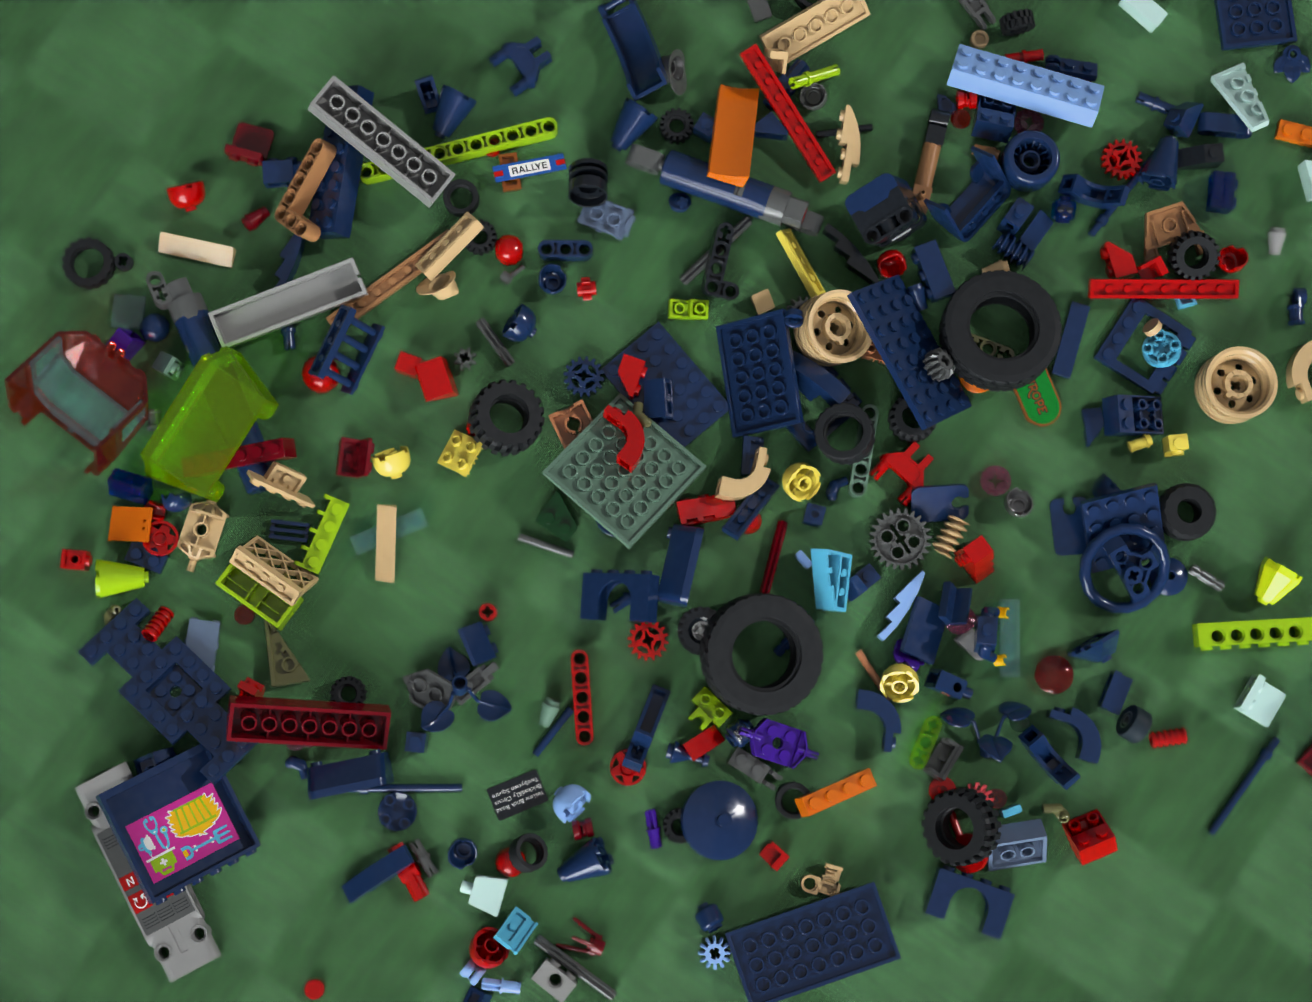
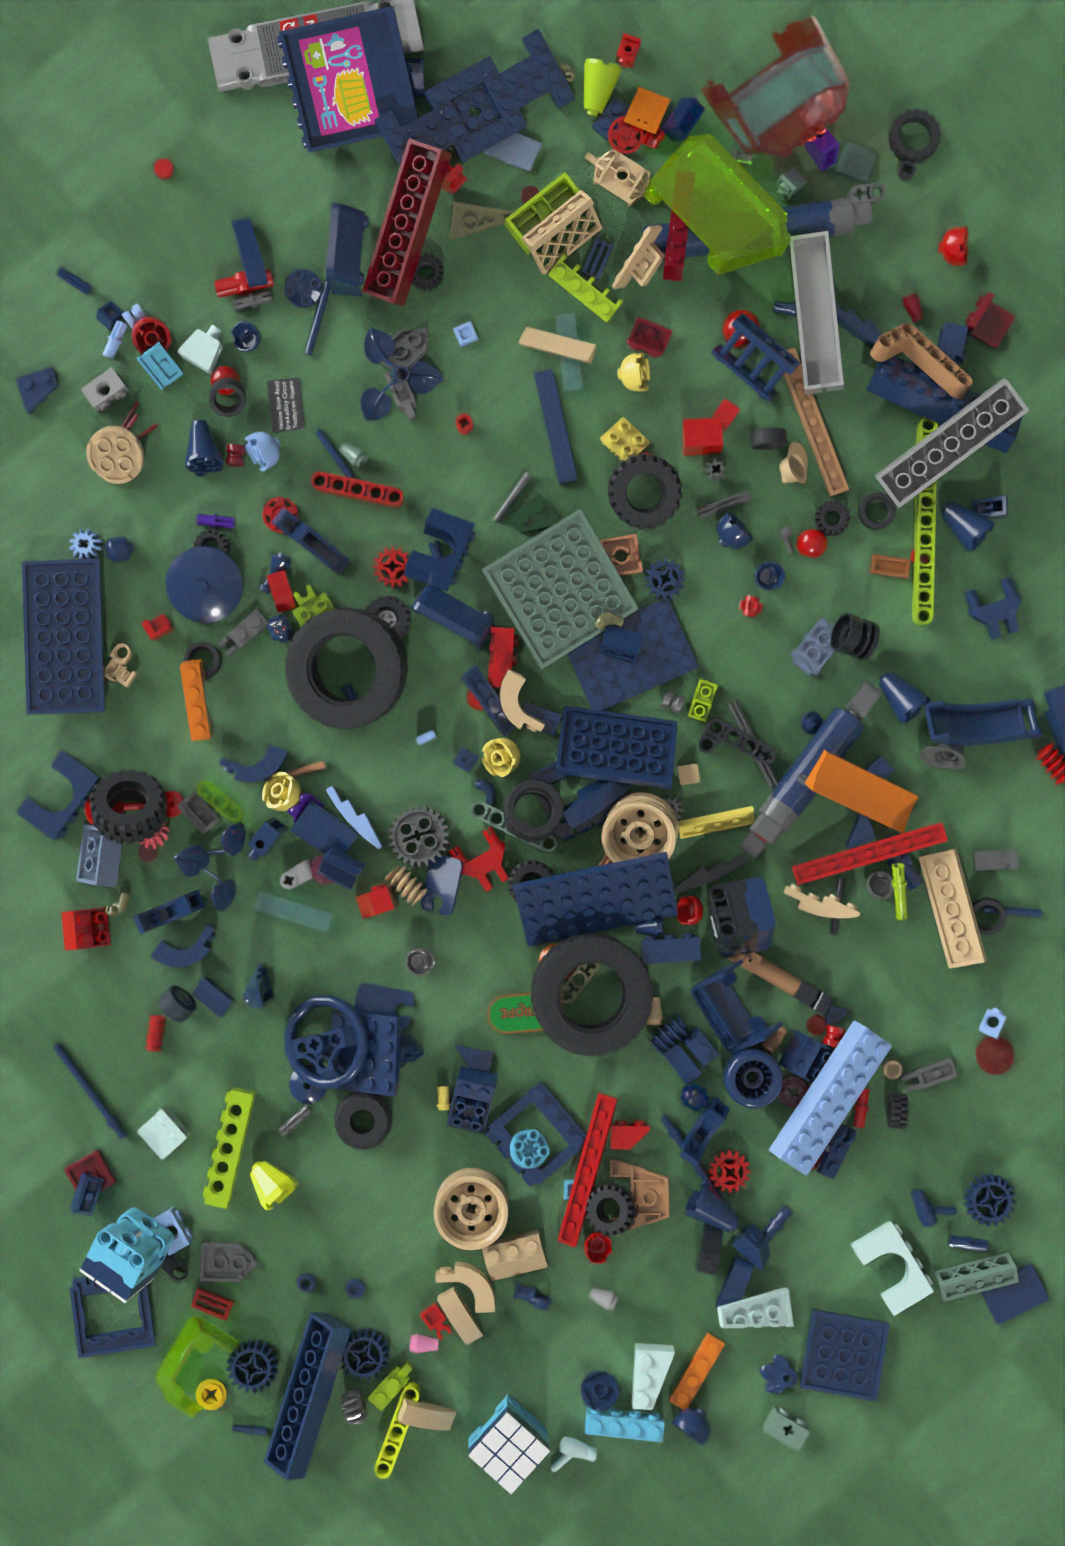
camera: 110 degrees right, 5 degrees up
(154, 327) = (832, 183): dark blue hair -> none
(157, 623) = (543, 111): red piece -> none
(177, 502) = (655, 157): dark blue hair -> none
(196, 249) = (898, 242): tan slope -> none
(298, 764) = (374, 208): dark blue arm -> none
(398, 638) = (465, 334): none -> light blue tile
(416, 742) = (361, 322): dark blue brick -> none
(421, 316) = (768, 438): none -> black tyre
(449, 246) = (830, 485): tan slope -> none
(465, 524) = (555, 426): none -> dark blue tile
(478, 644) = (436, 405): dark blue slope -> none
(529, 167) = (888, 586): sticker -> none
(557, 245) = (800, 589): dark blue beam -> none
(575, 967) = (111, 412): dark grey axle -> none
(616, 948) = (115, 454): none -> tan tile
(630, 373) = (652, 622): red slope -> none
(631, 427) = (576, 602): red arch -> none
(676, 136) = (900, 738): black tyre -> none
(698, 335) = (677, 702): none -> flat silver wheel
(773, 557) = (437, 710): dark red axle -> none
(777, 59) = (927, 858): tan panel -> none
(792, 747) = (249, 671): dark purple plate -> none
(793, 318) = (659, 793): dark blue tile -> none
(831, 579) = (399, 757): medium azure wedge -> none
(862, 581) = (389, 786): dark blue slope -> none
(939, 364) = (573, 922): dark grey gear -> none
(986, 634) = (301, 887): dark blue torso -> none
(1001, 474) = (453, 954): clear pink gear -> none
(1010, 810) = (132, 861): medium azure tile -> none
(1054, 674) = (247, 943): clear red dish -> none
(1070, 340) = (564, 1063): dark blue tile -> none
(1152, 268) = (610, 1164): red panel -> none
(1152, 327) = (552, 1146): tan tile -> none
(1175, 445) = (431, 1131): light yellow brick -> none
(1221, 192) = (667, 1259): clear blue brick -> none
(1263, 332) = (515, 1255): none -> tan slope

